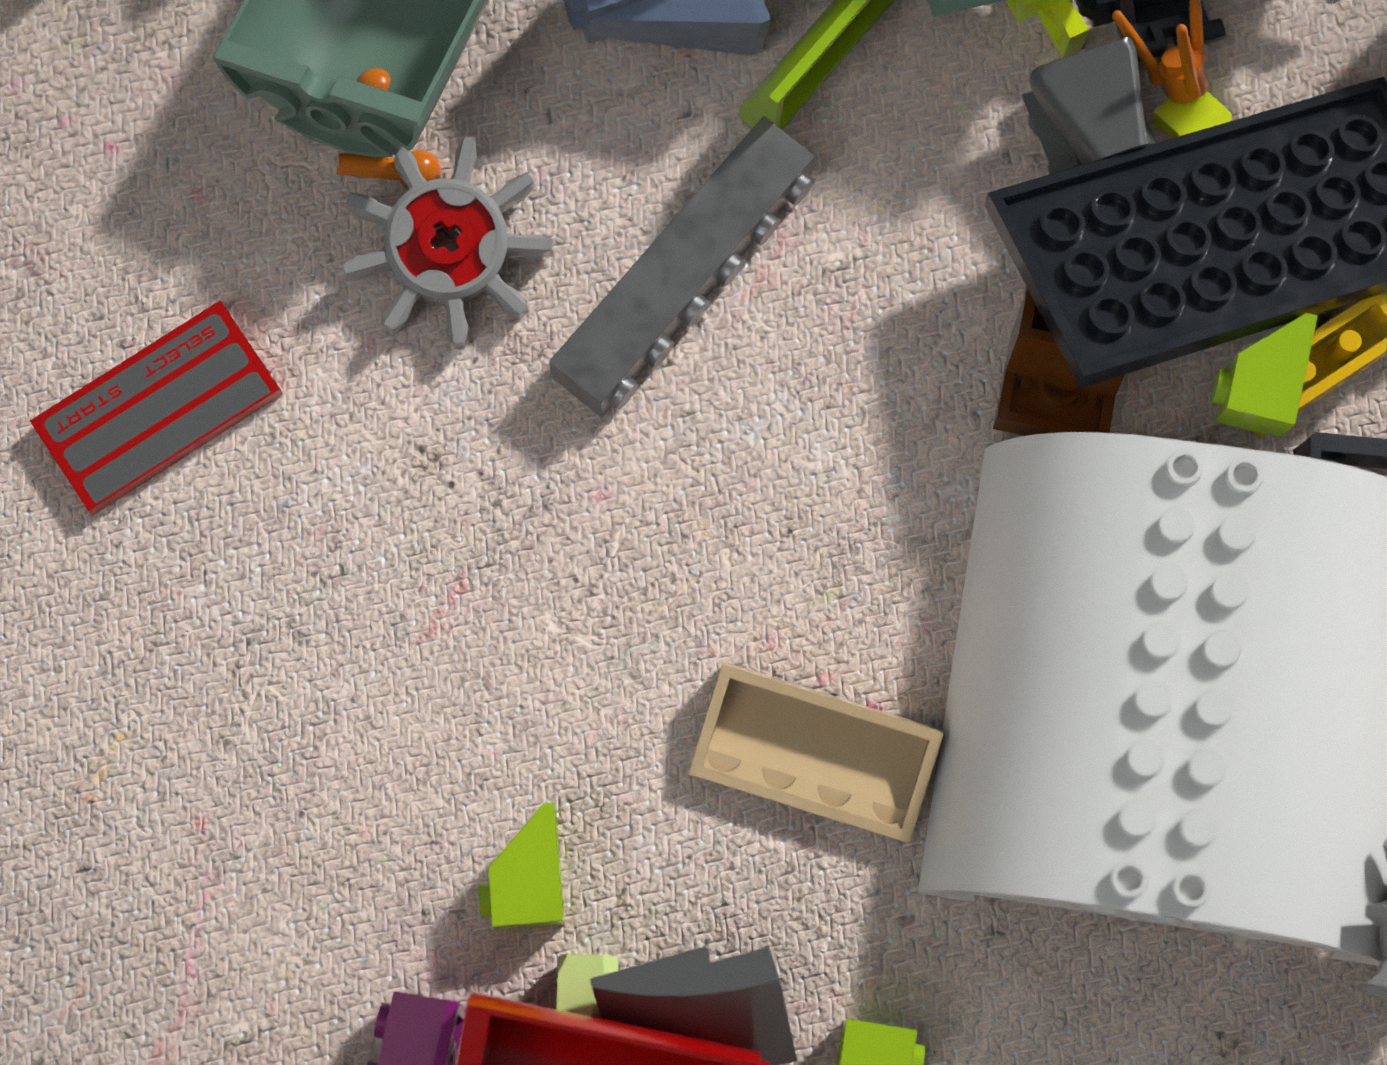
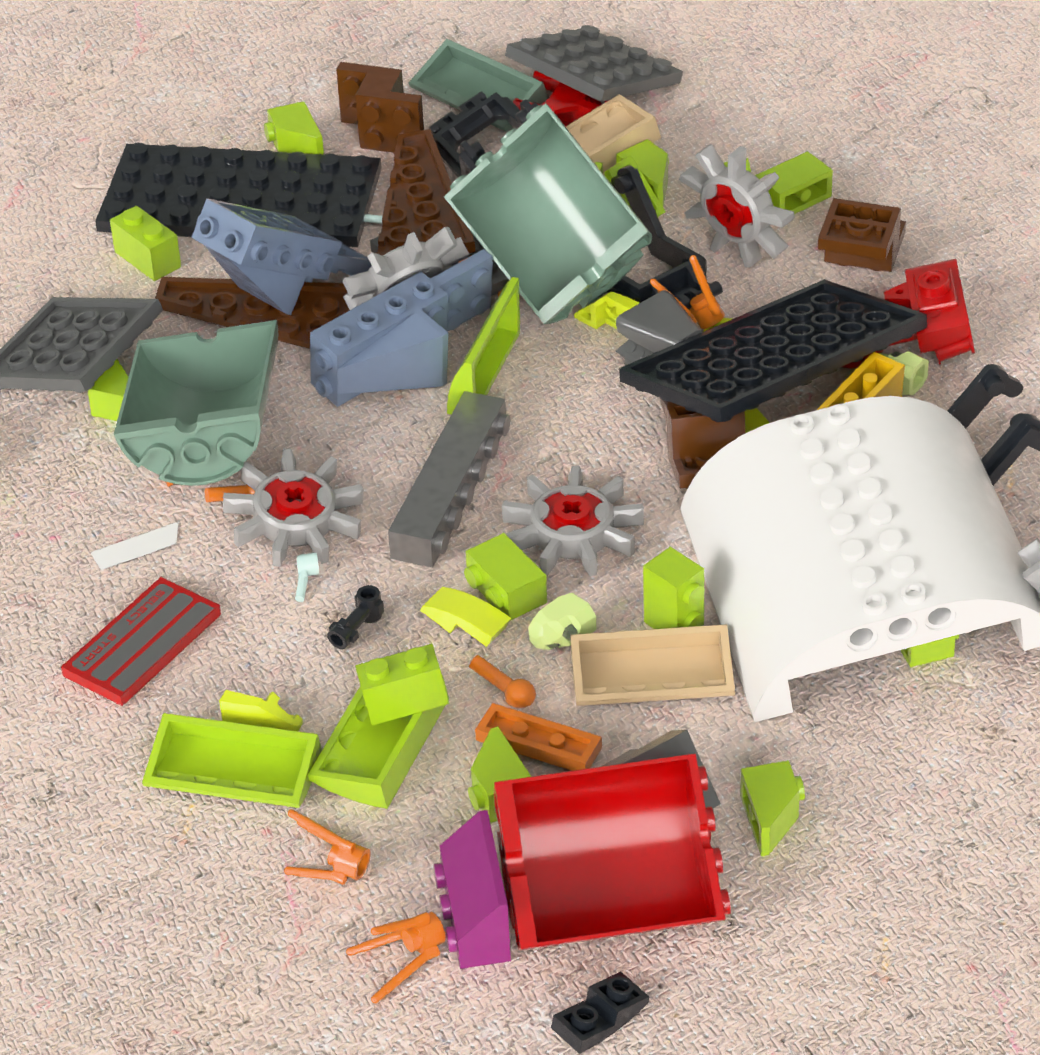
camera: 15 degrees left, 35 degrees down
(192, 696) = (232, 760): none -> lime slope
(215, 212) = (136, 546): none -> white sticker
(275, 630) = (256, 711): none -> neon yellow slope
(277, 935) = (345, 856): none -> orange plant
(405, 723) = (370, 760): none -> lime slope
(426, 356) = (307, 566): none -> light aqua hand
(448, 686) = (402, 684): none -> lime brick
(479, 473) = (368, 610): none -> black bar
(604, 547) = (457, 608): none -> neon yellow slope
(611, 821) = (541, 738): none -> orange plate
(623, 711) = (517, 692): none -> orange bar
(684, 498) = (506, 576): none -> lime brick
(724, 624) = (559, 620): none -> yellowish green rock
(804, 453) = (573, 521): none -> light grey gear
(893, 653) = (673, 591): none -> lime brick
(1266, 380) = (827, 386): lime slope -> none

